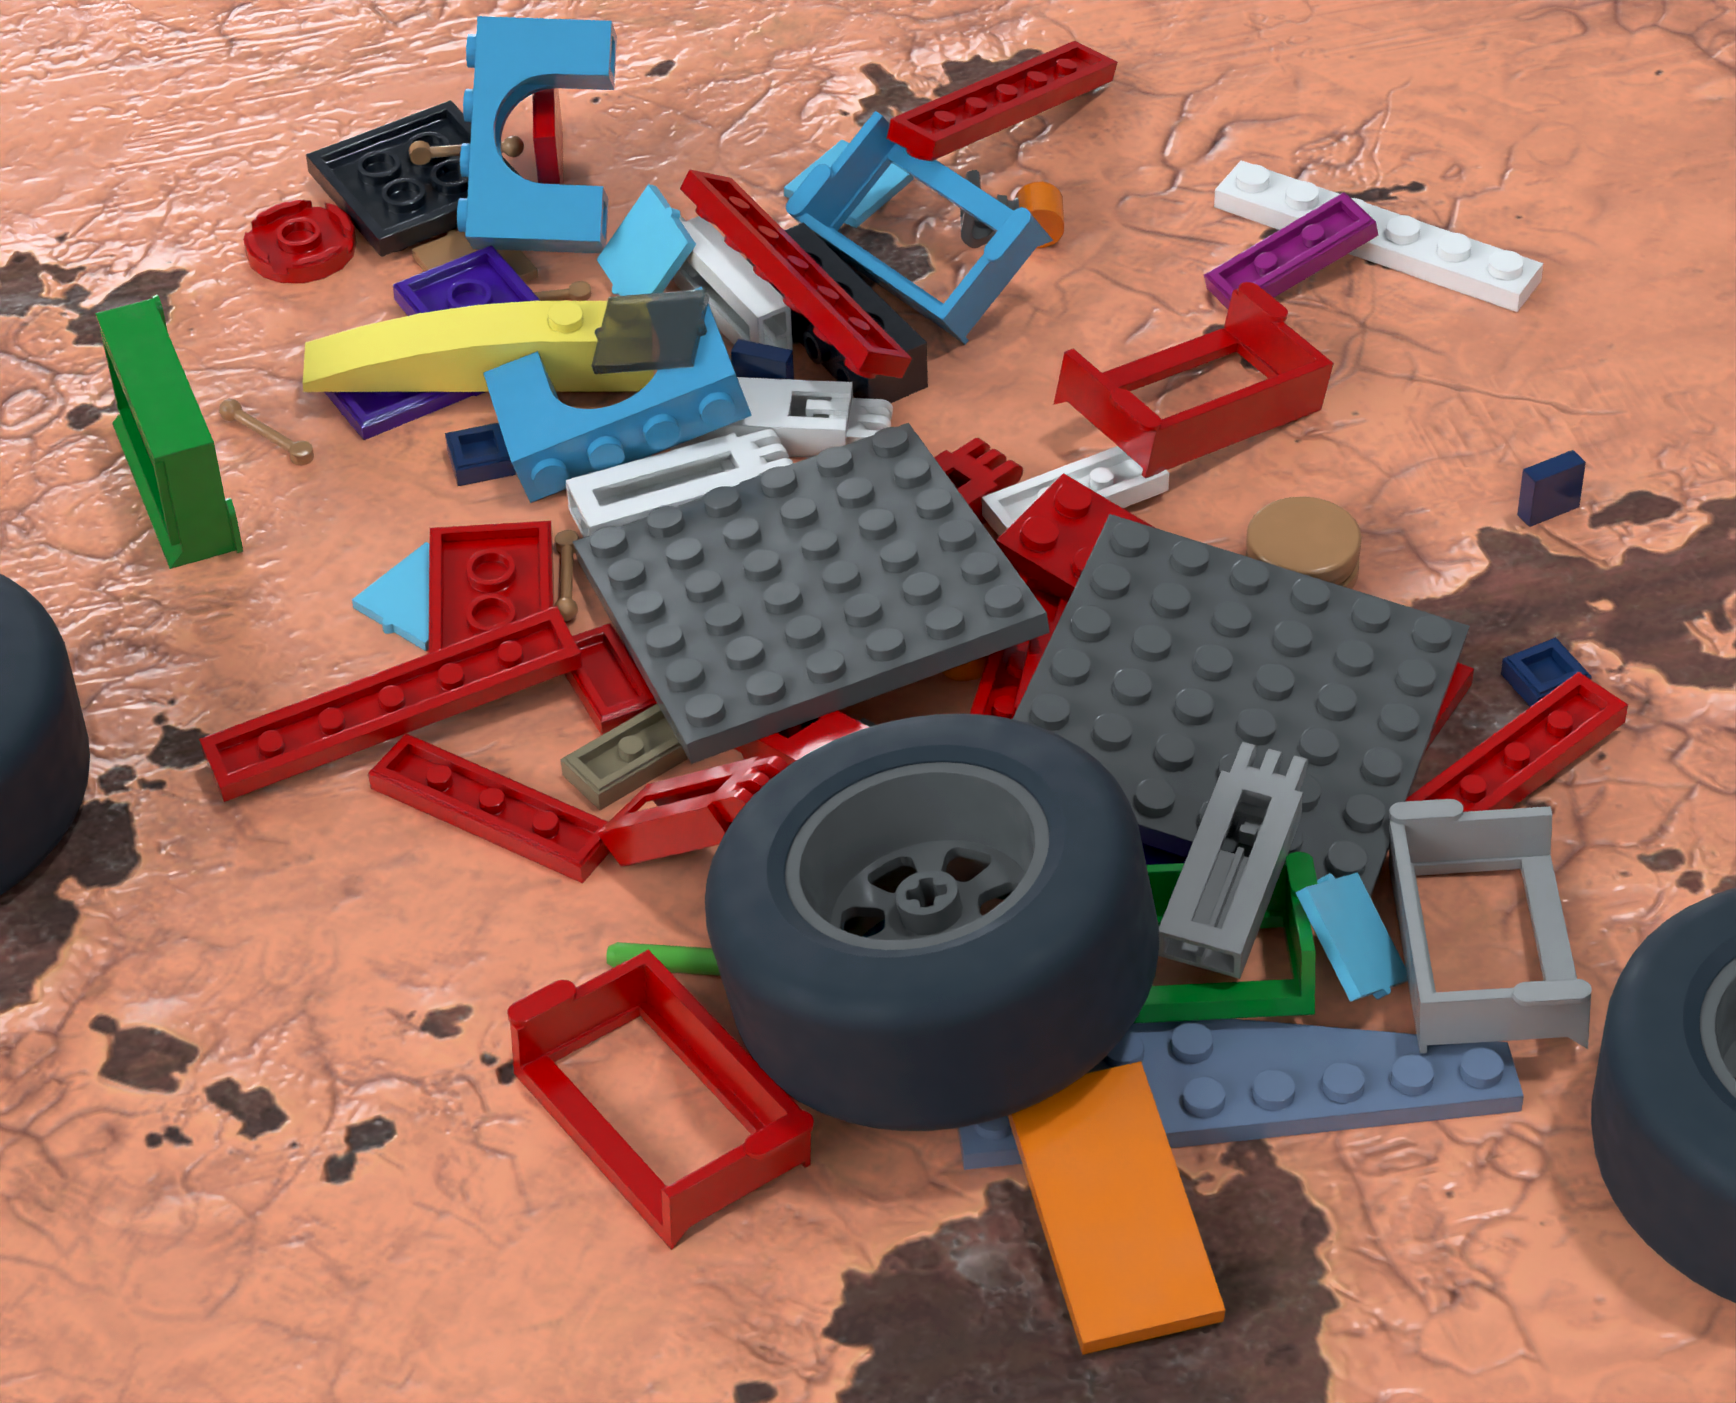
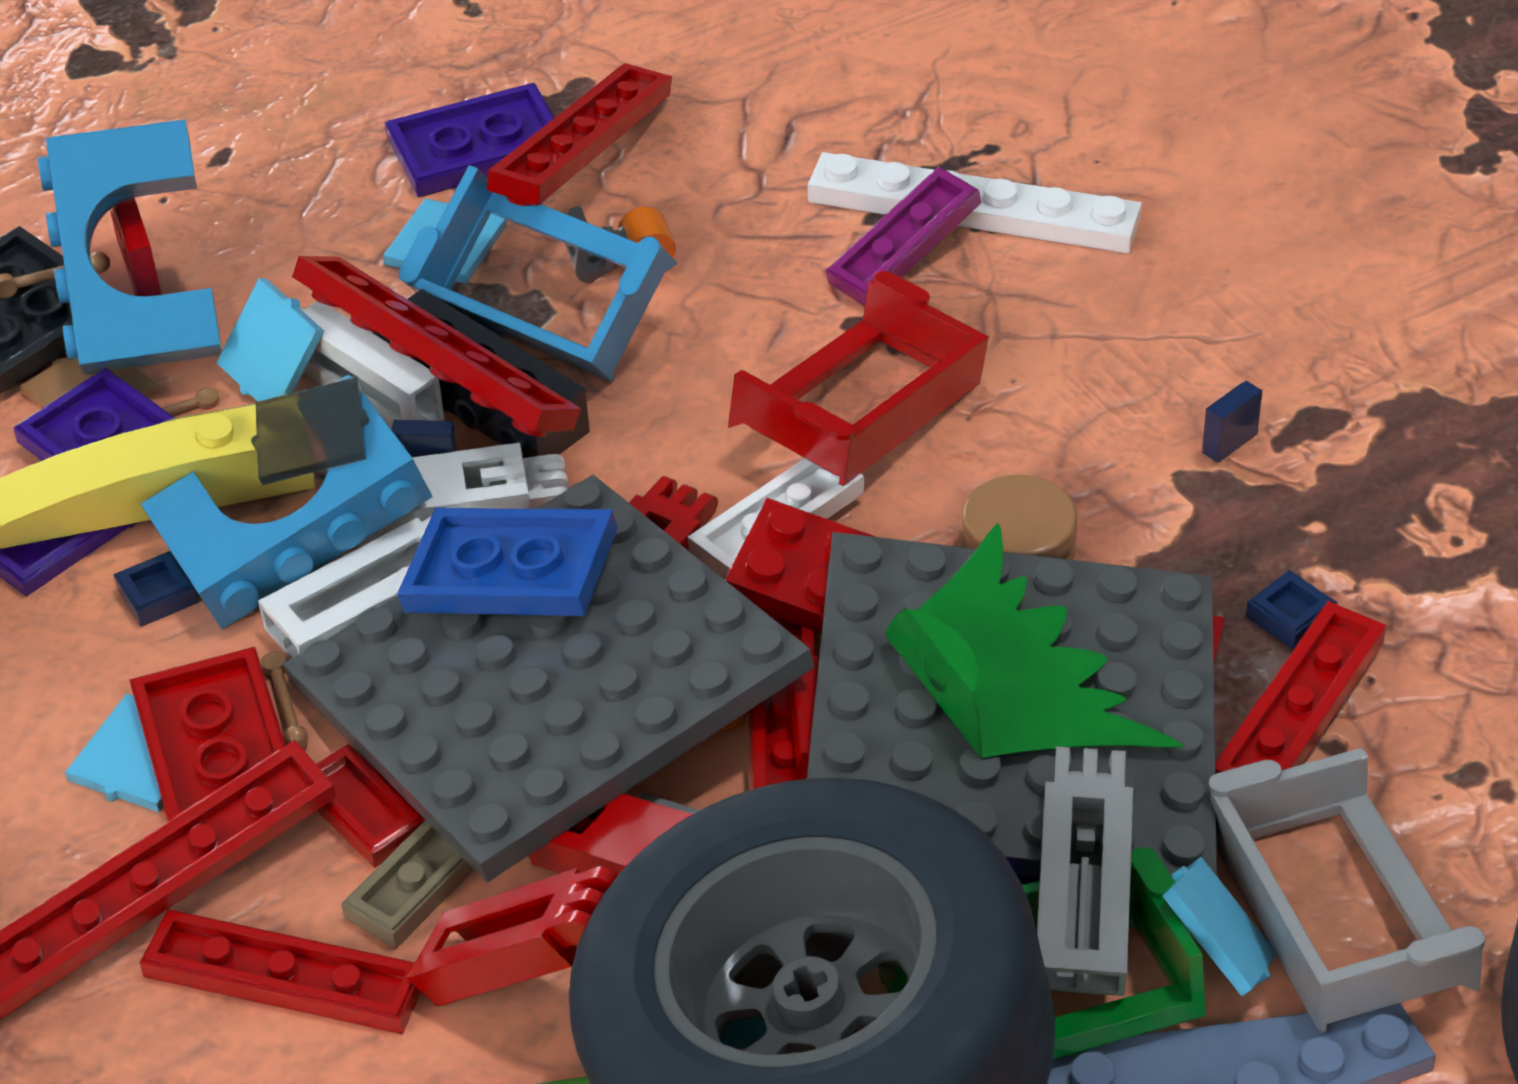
camera: 15 degrees left, 0 degrees up
(797, 484) = (508, 561): none -> blue plate
(896, 82) = (476, 132): none -> dark purple tile
(1224, 665) = (998, 669): none -> green piece

